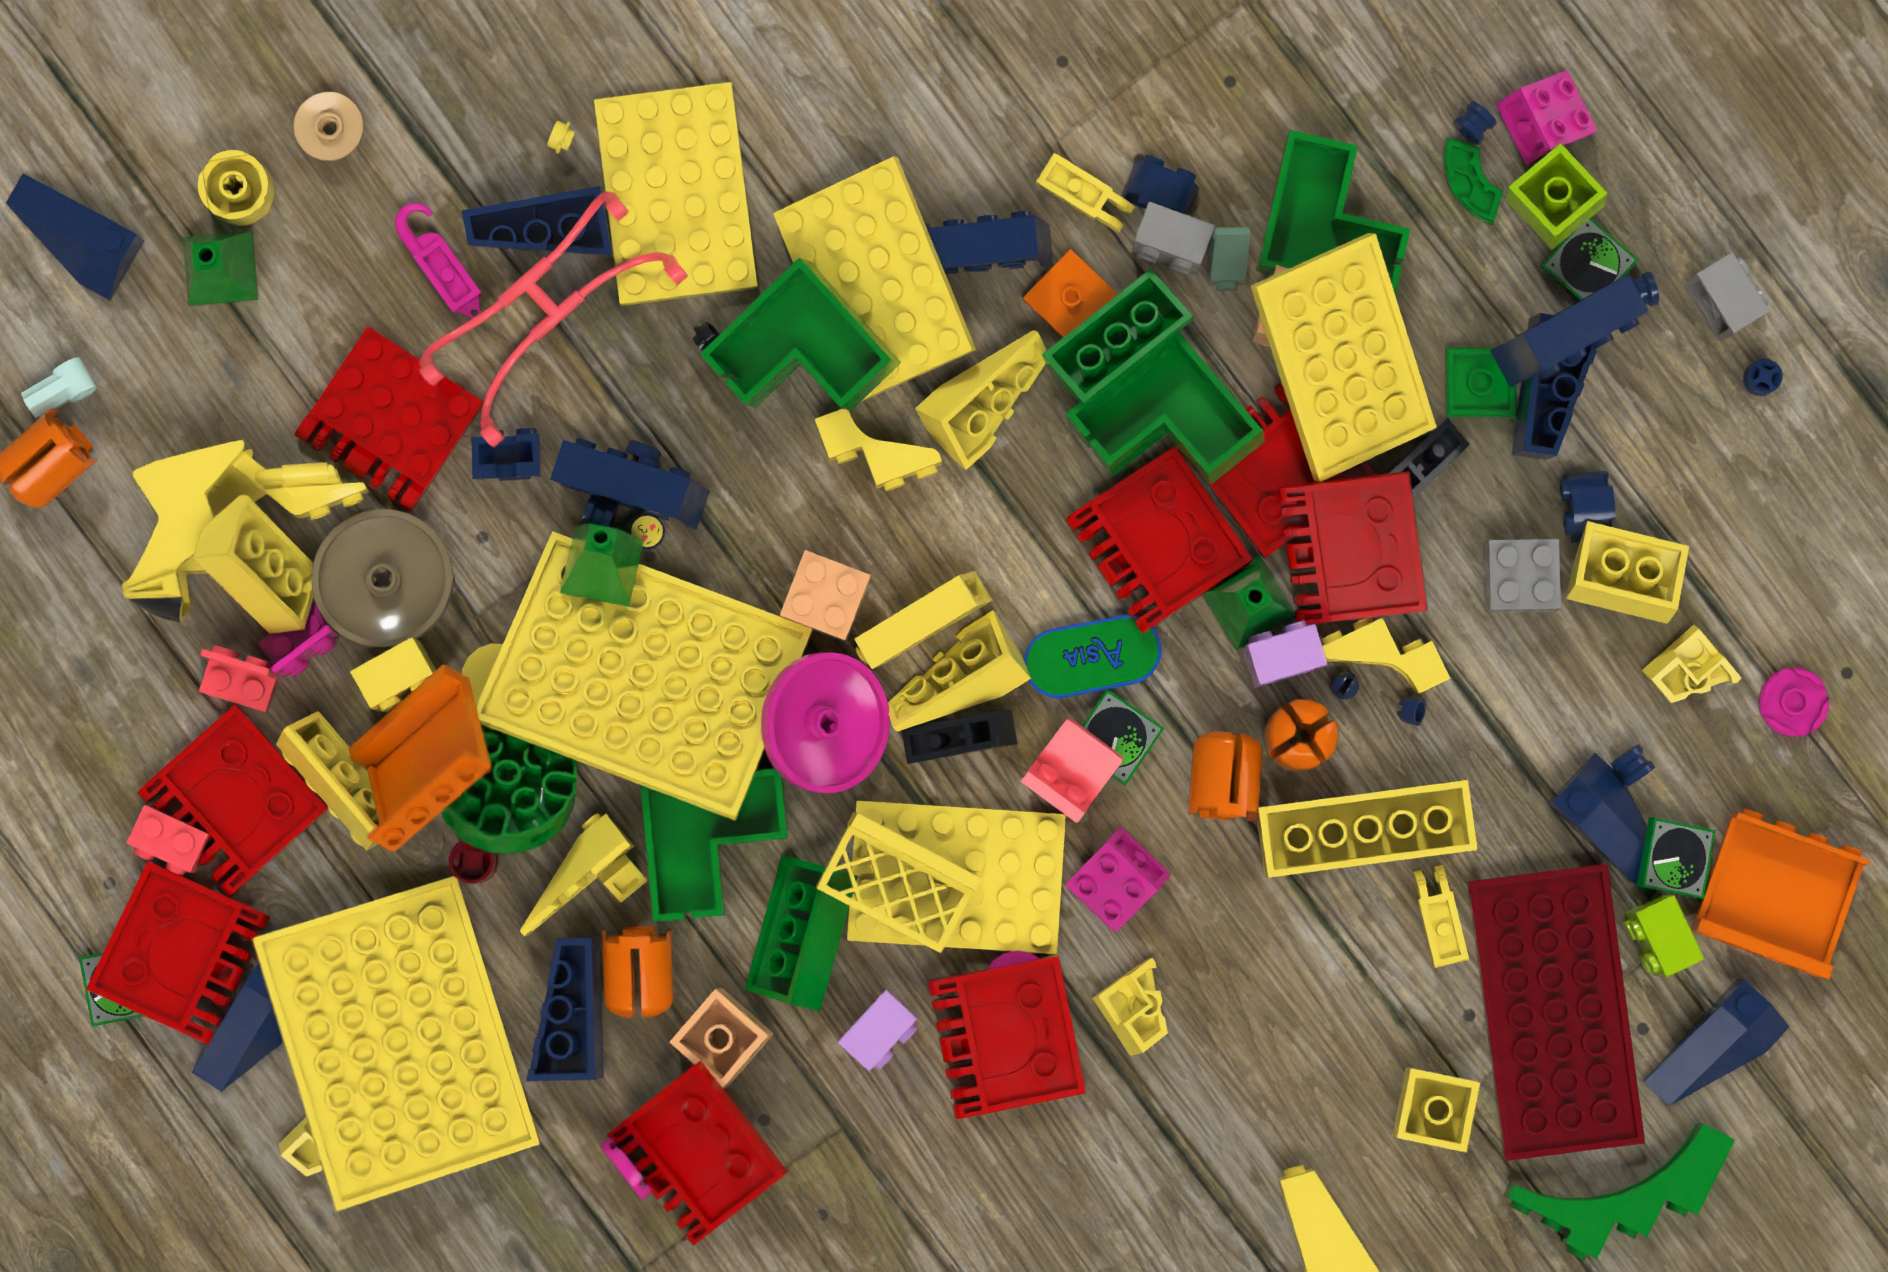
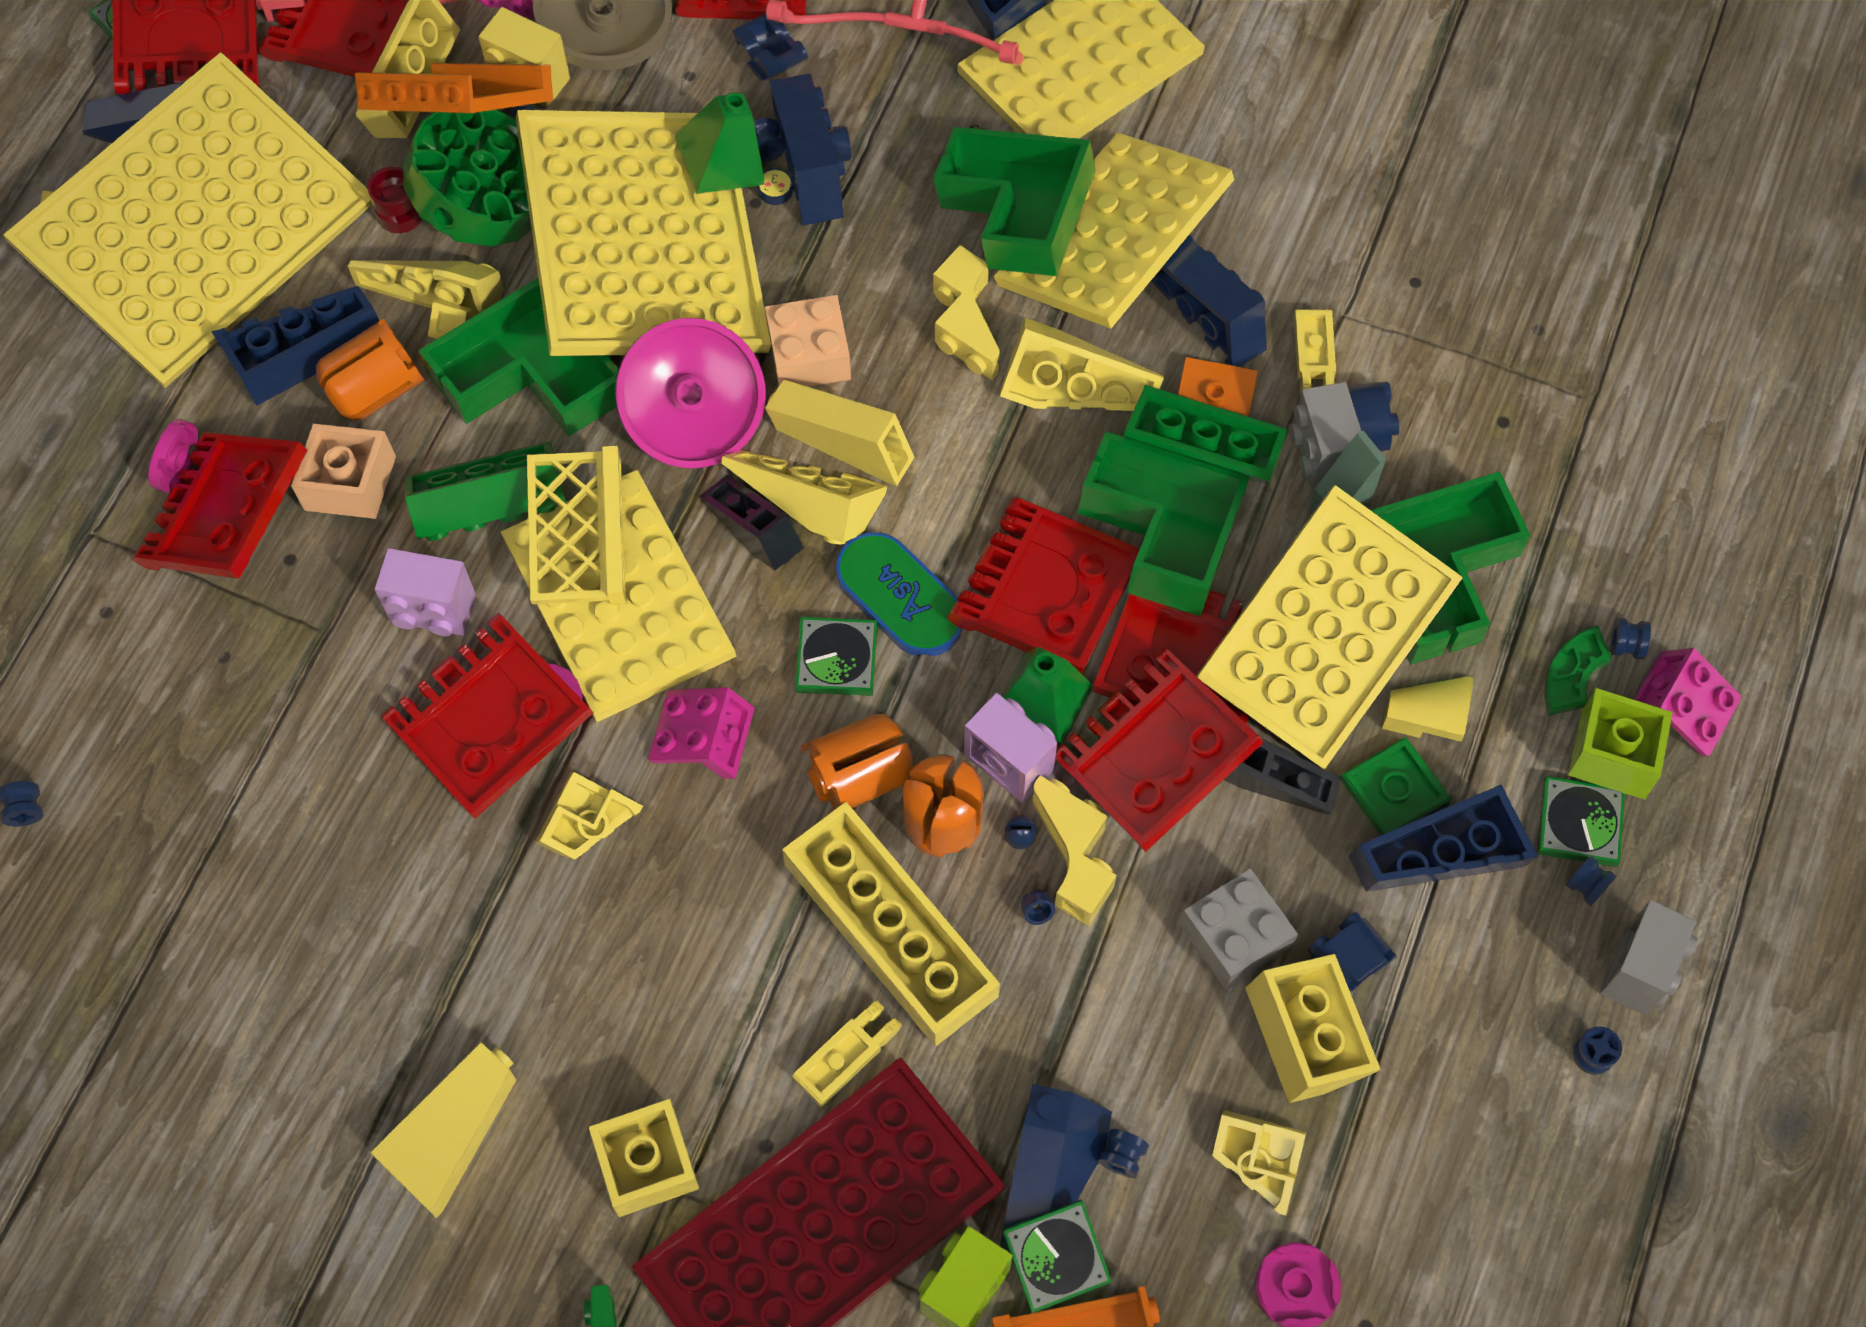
camera: 65 degrees right, 20 degrees down
(1072, 769) = (777, 628): coral bracket -> none
(1436, 310) = (1430, 708): none -> light yellow slope
(1571, 331) = (1506, 811): dark blue wedge -> none

